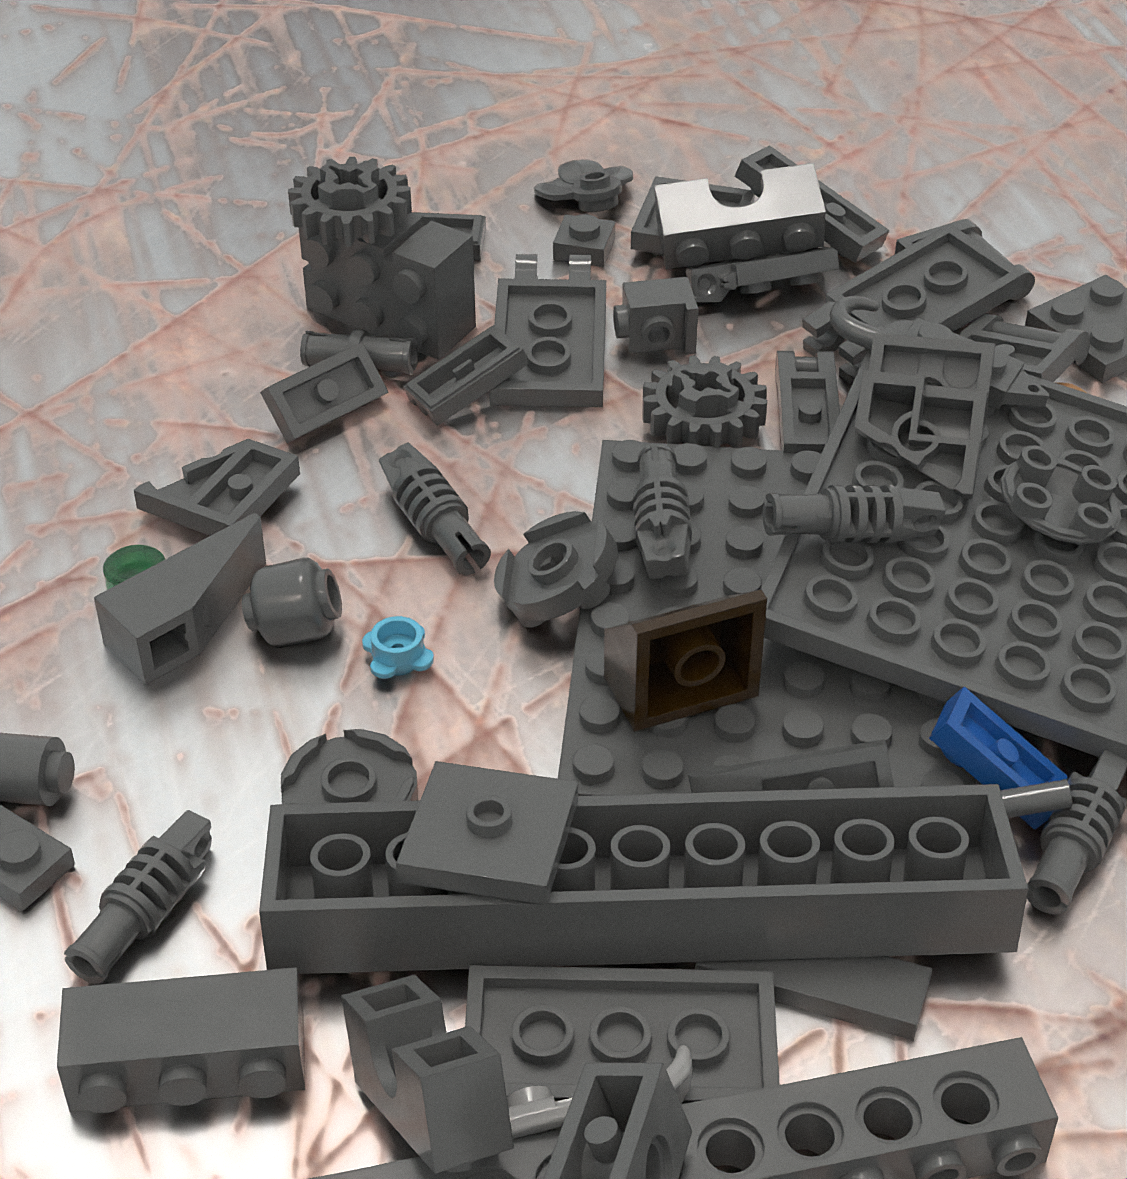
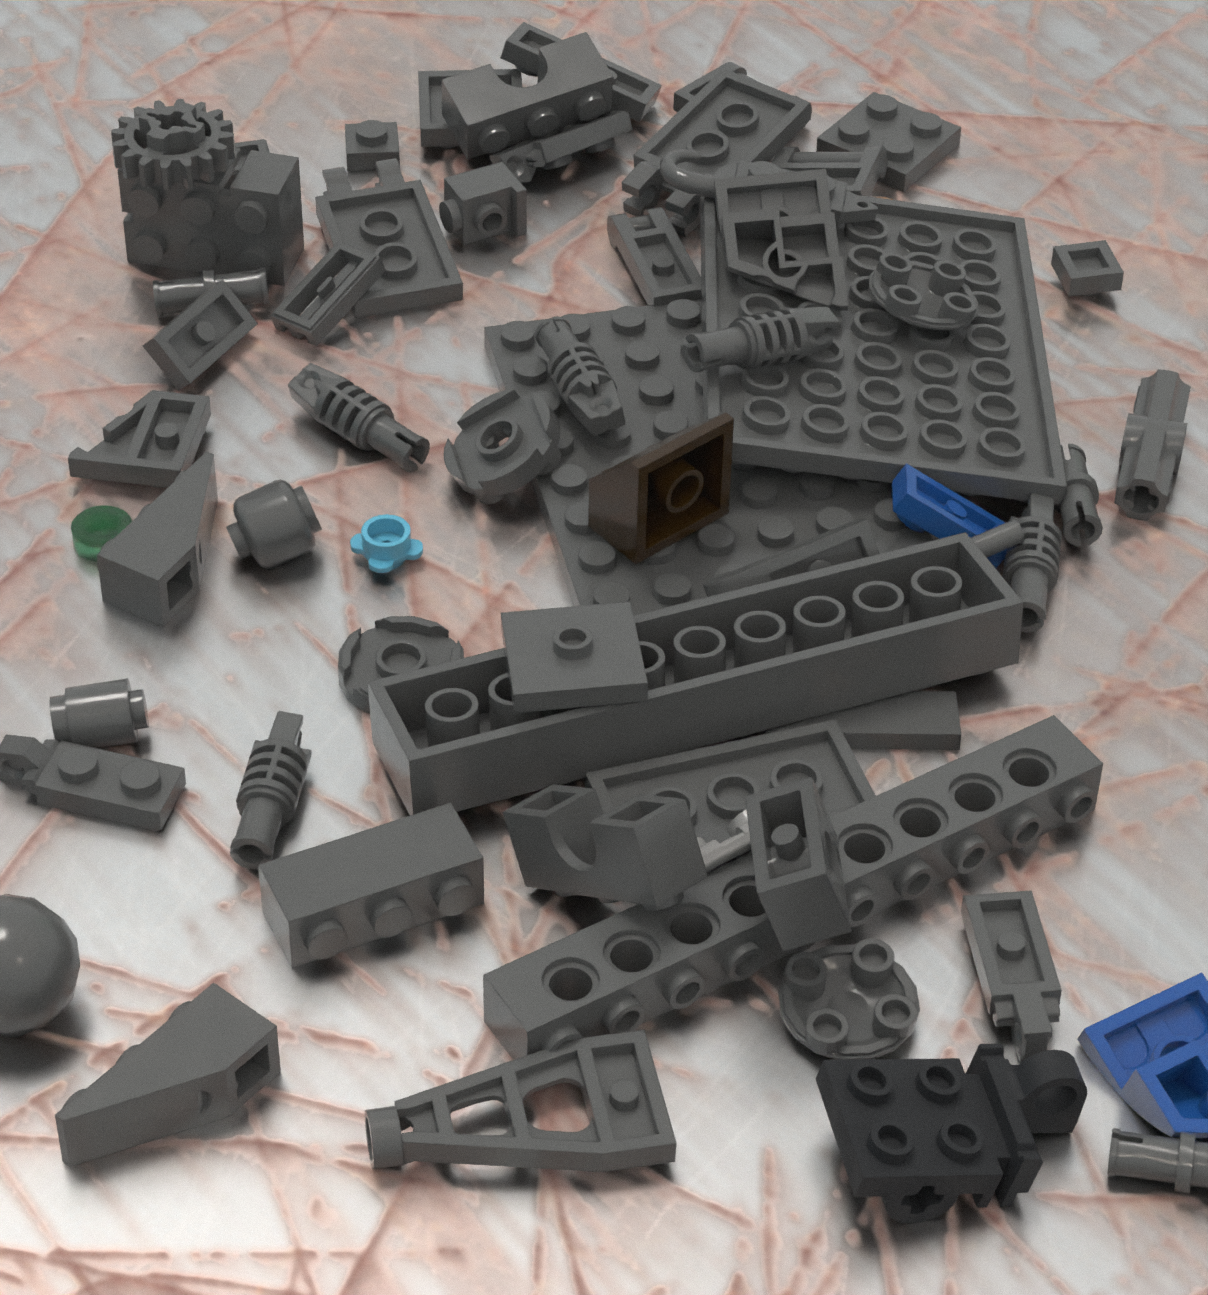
camera: 20 degrees left, 0 degrees up
(587, 183) = (343, 87): dark grey plate -> none
(704, 403) = (563, 275): dark grey gear -> none

